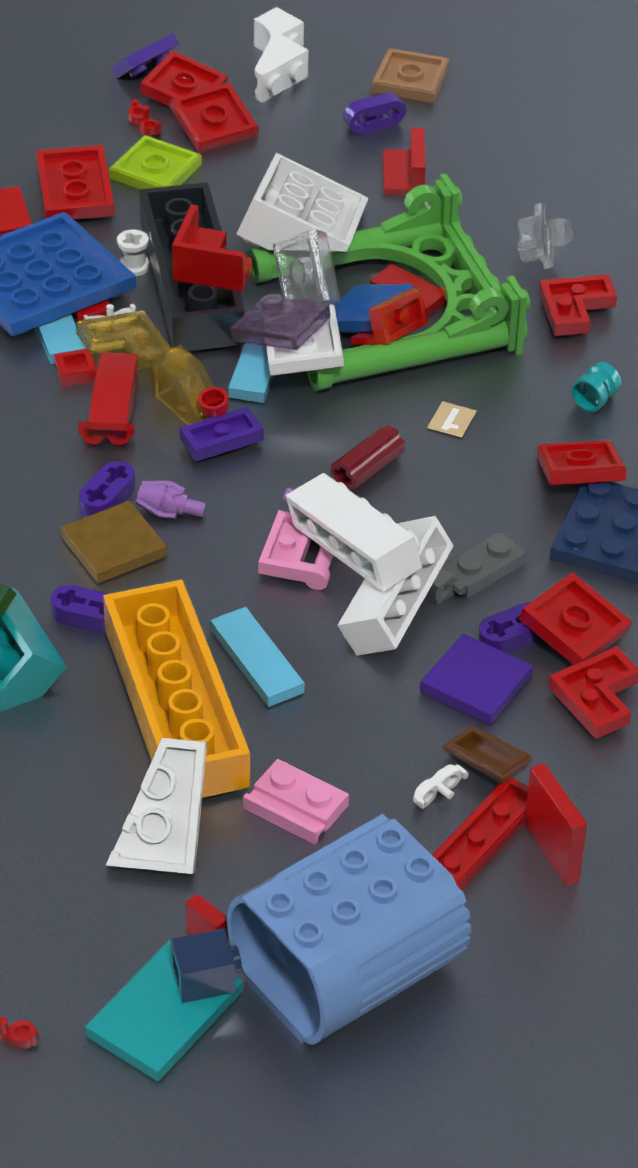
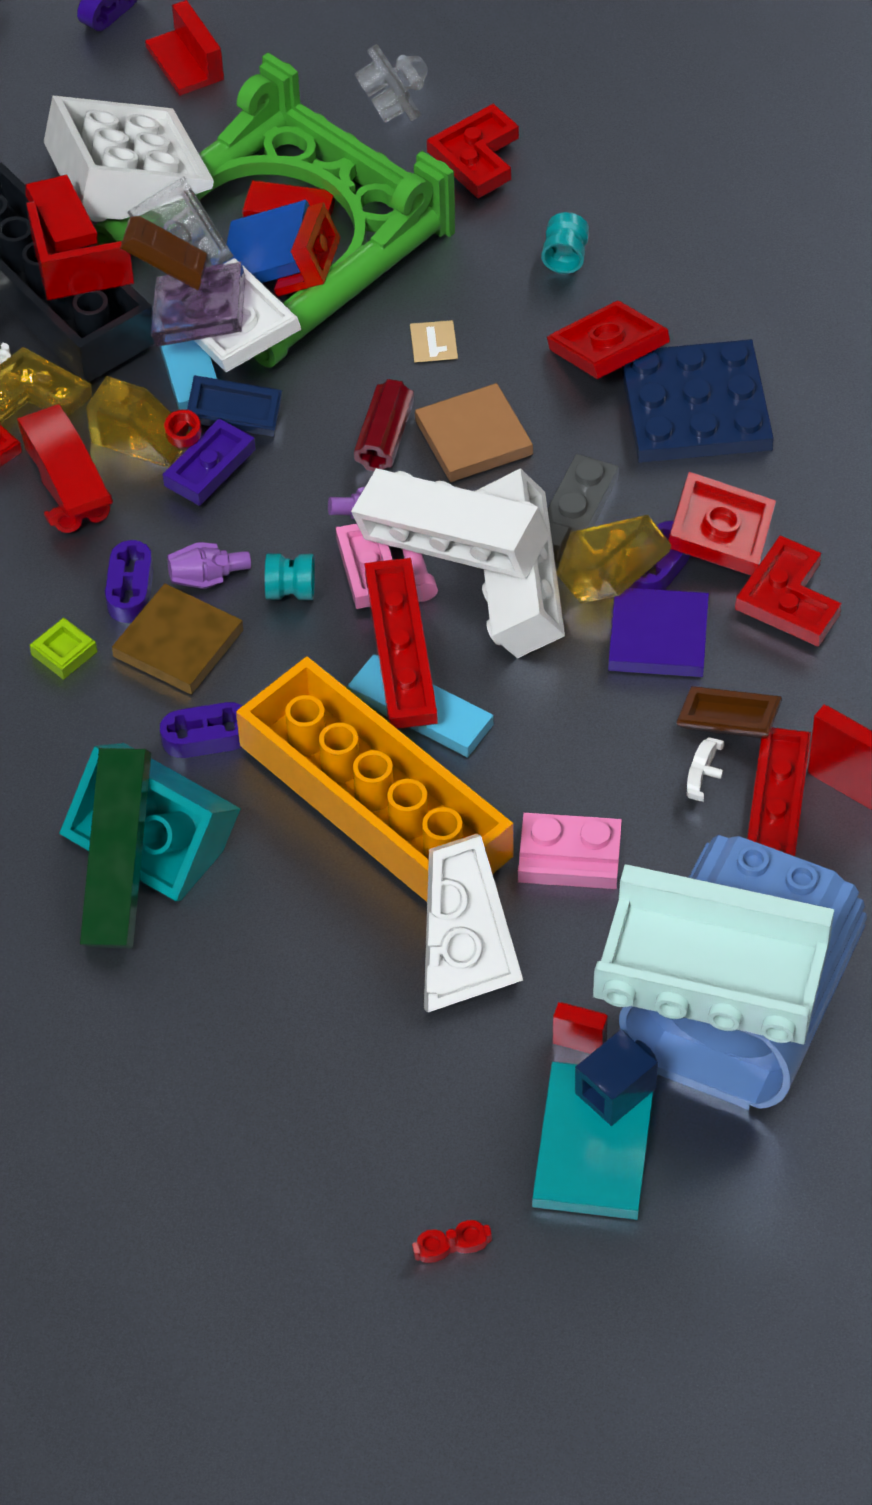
camera: 25 degrees left, 10 degrees up
(28, 516) = (63, 648): none -> lime tile
(217, 222) = (61, 214): none -> red tile
(221, 530) = (289, 576): none -> teal wheel
(264, 603) = (400, 643): none -> red plate
(267, 403) = (242, 405): none -> dark blue tile
(270, 272) = (164, 251): none -> reddish brown tile
(305, 887) = (714, 954): none -> light aqua panel
(434, 489) = (473, 432): none -> medium nougat tile
(467, 607) = (610, 557): none -> clear yellow slope

